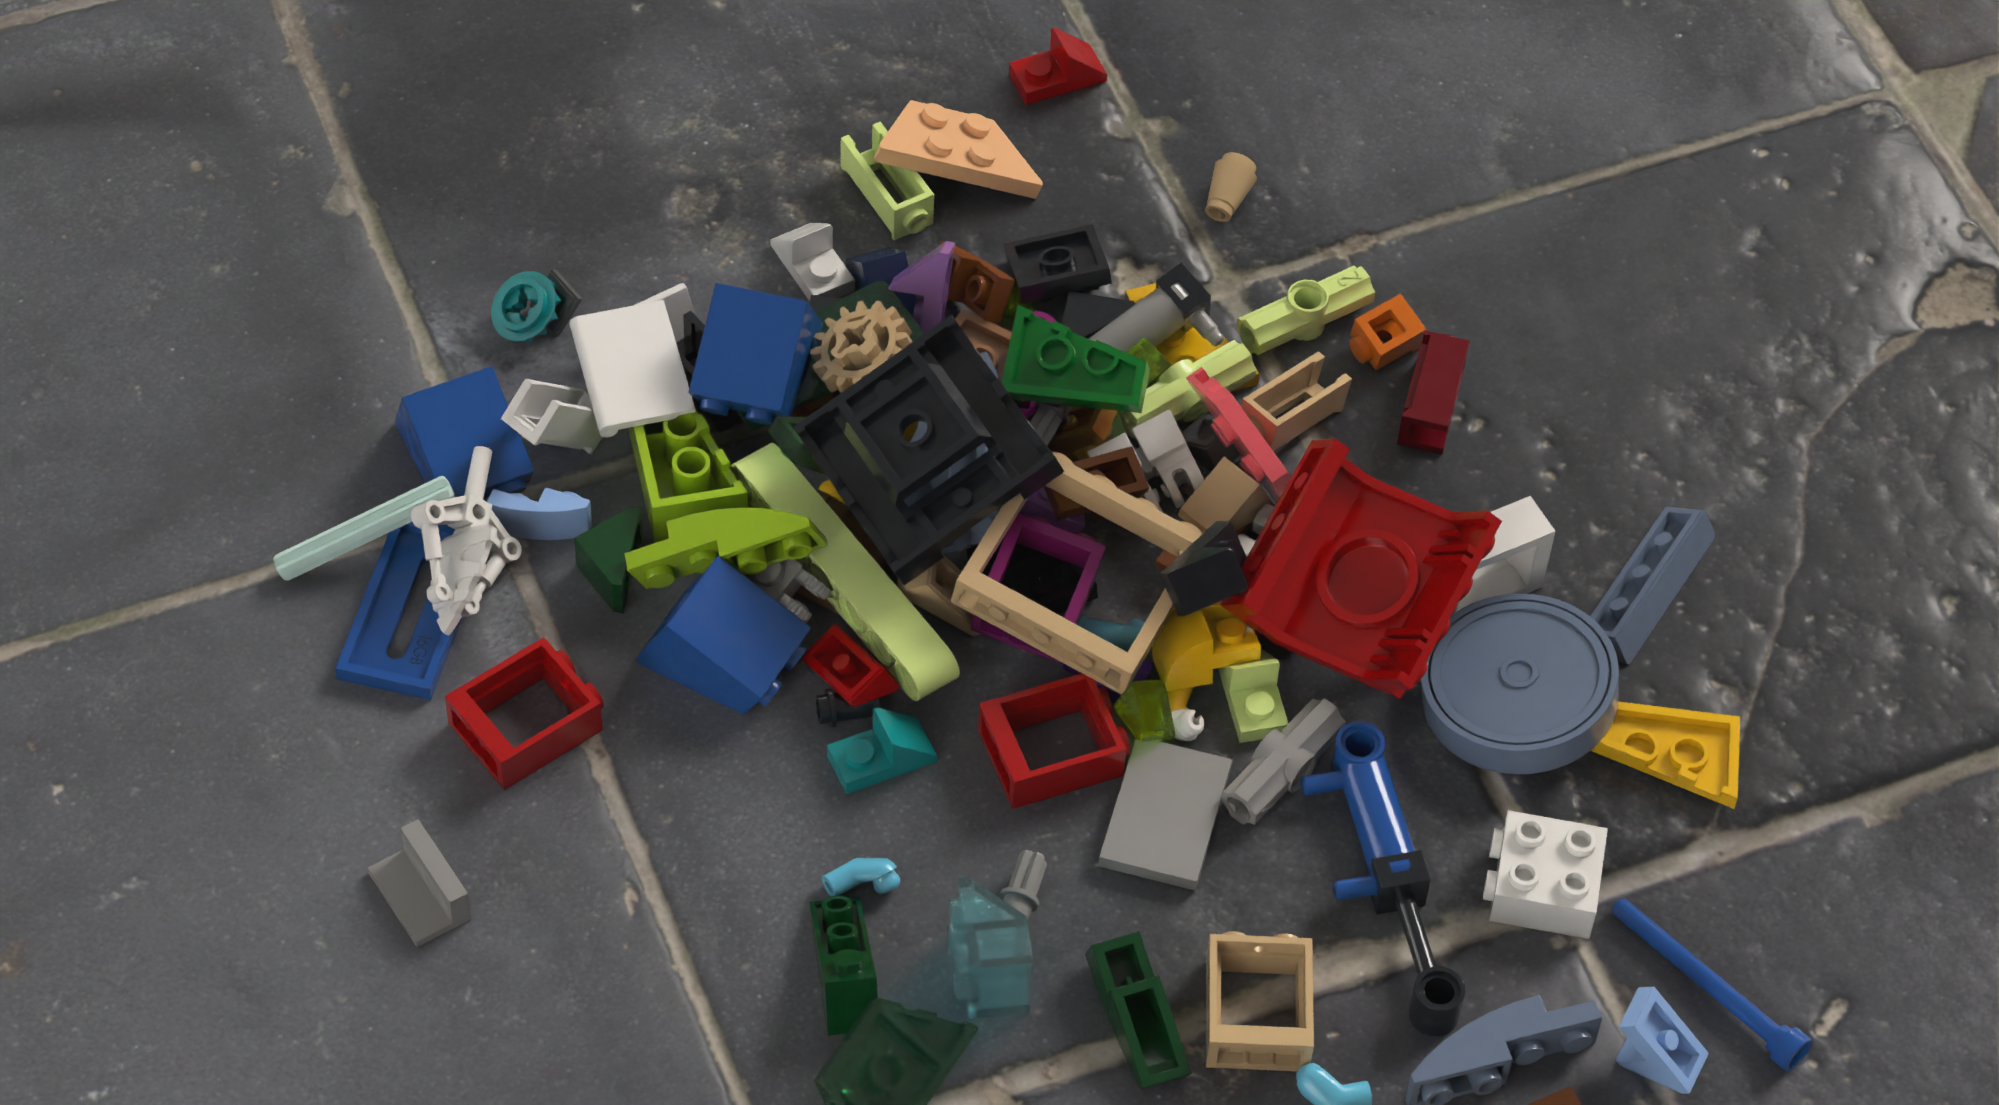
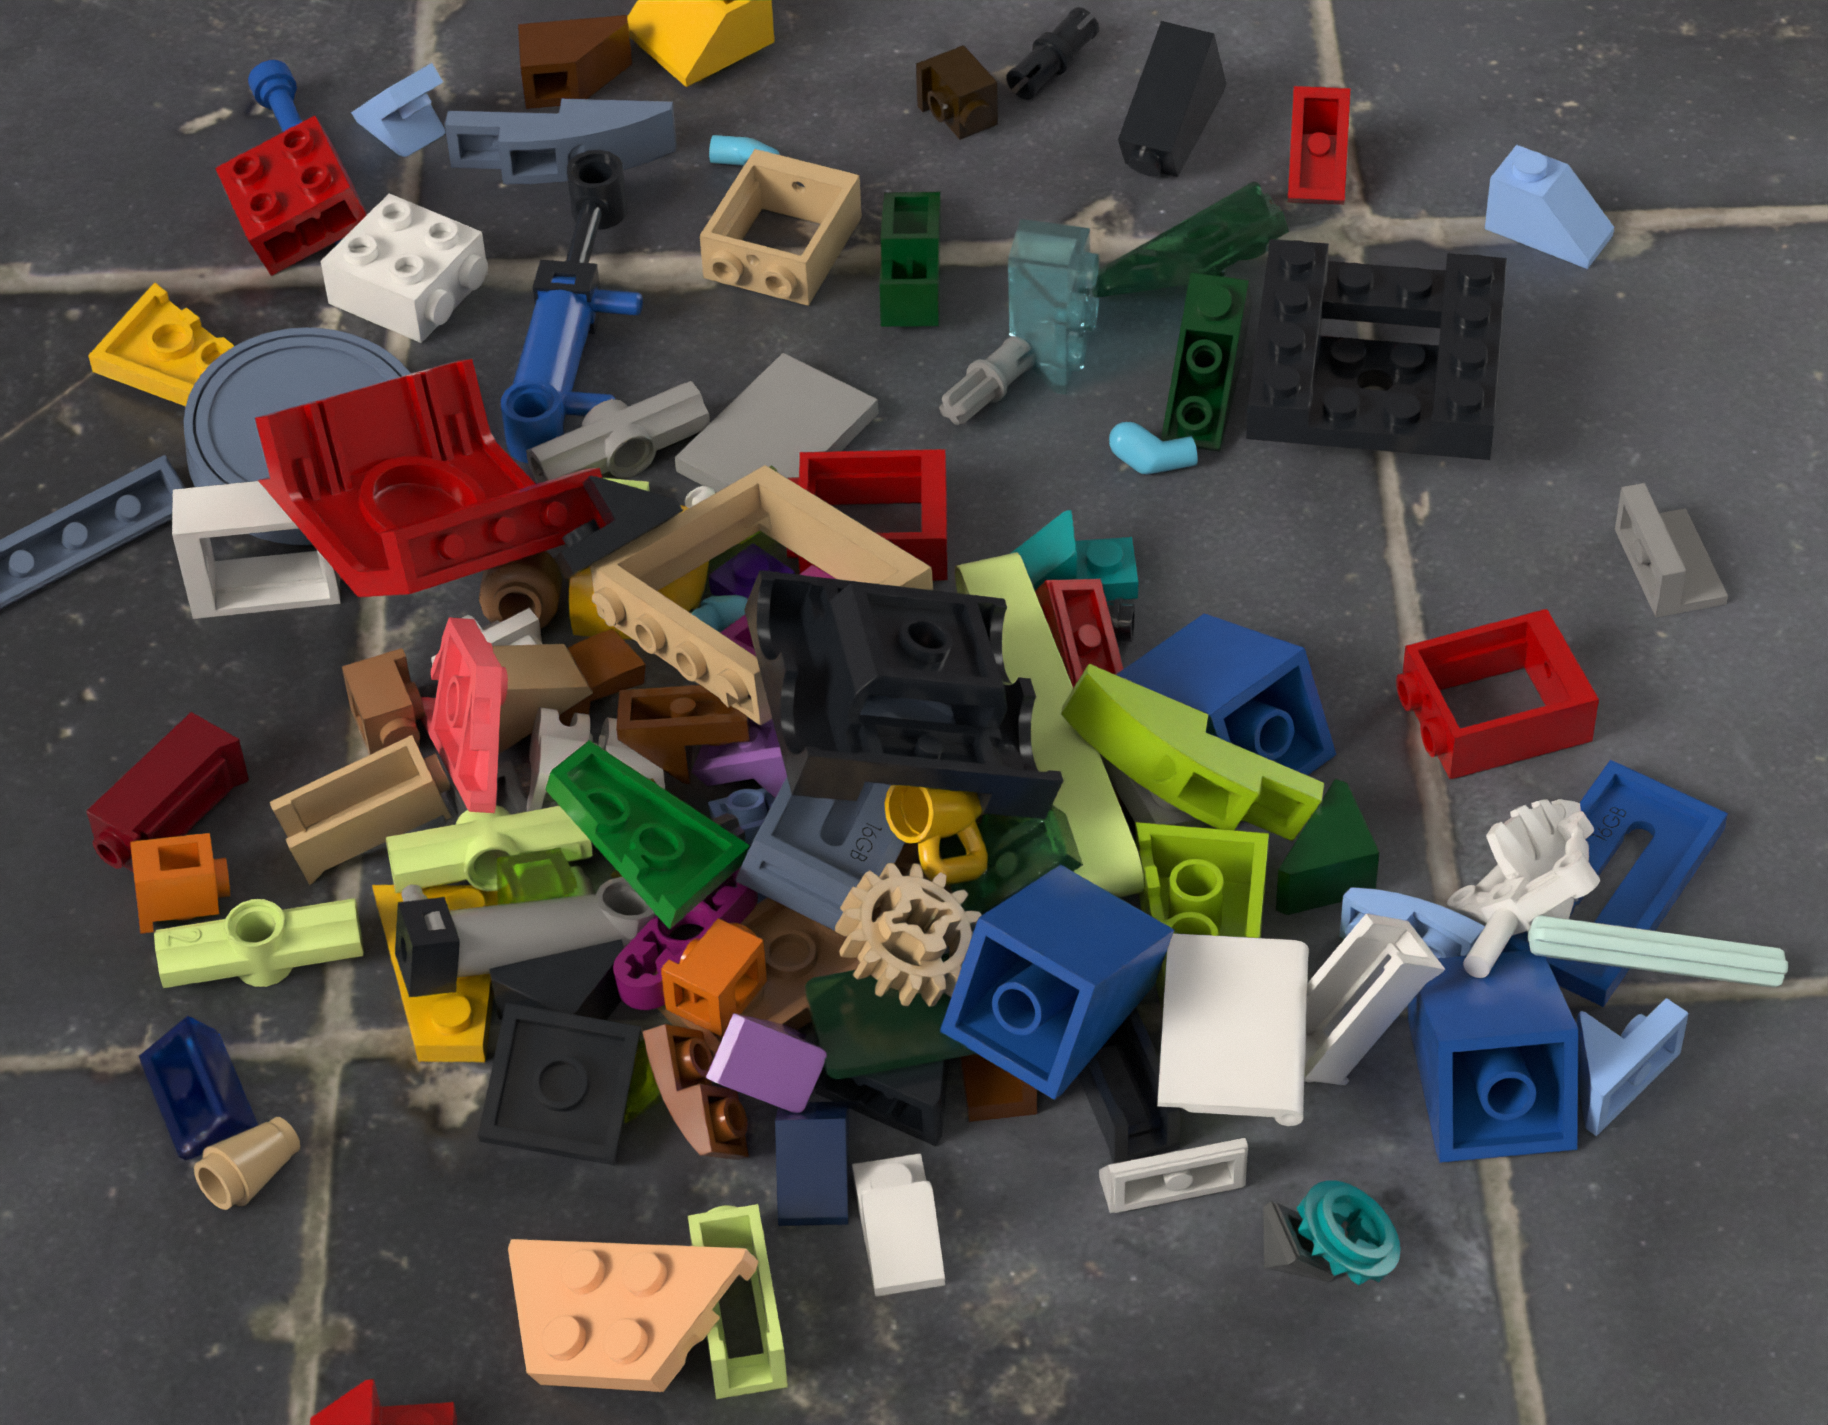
camera: 155 degrees left, 5 degrees down
(374, 458) = (1620, 1067): none -> light blue slope
(758, 978) = (1313, 384): none -> black piece
(990, 325) = (715, 976): none -> orange brick
(1290, 232) = (196, 1087): none -> clear blue slope
(1681, 904) = (292, 195): none -> red brick

